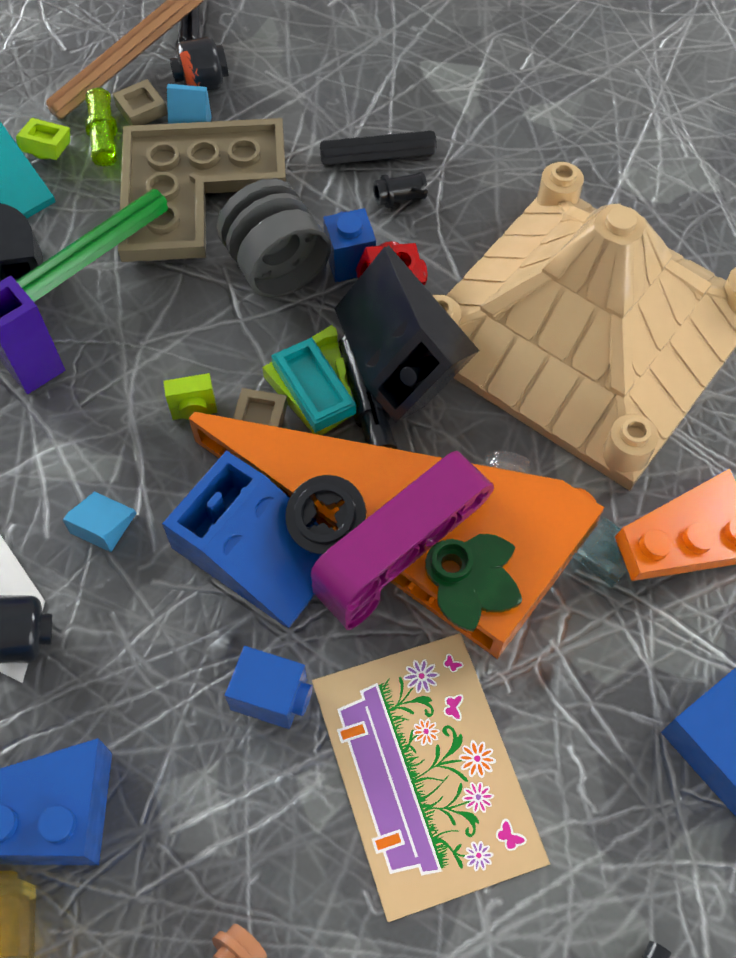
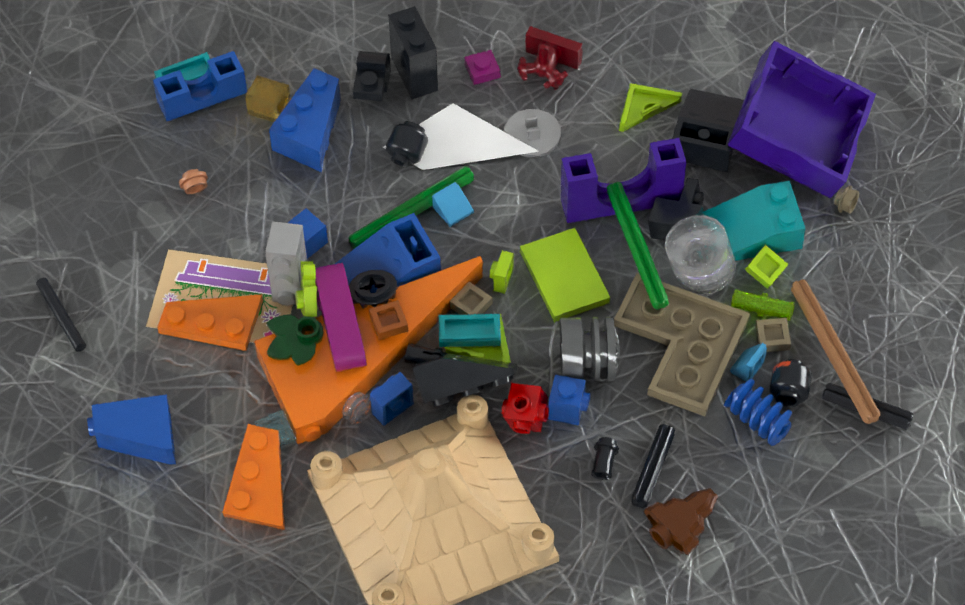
camera: 120 degrees right, 5 degrees down
(65, 179) = (700, 254): none -> clear wheel
(131, 574) = (414, 205): none -> green axle
(152, 338) = (564, 274): none -> lime tile
(254, 74) = (759, 412): none -> blue piece
(357, 647) = (283, 257): none -> light grey brick
(370, 464) = (388, 320): none -> dark orange plate
(392, 593) = (307, 297): none -> lime plate
(430, 97) = (681, 520): none -> reddish brown rock
(469, 427) = (391, 398): none -> blue piece
(485, 752) = (213, 321): none -> orange wing

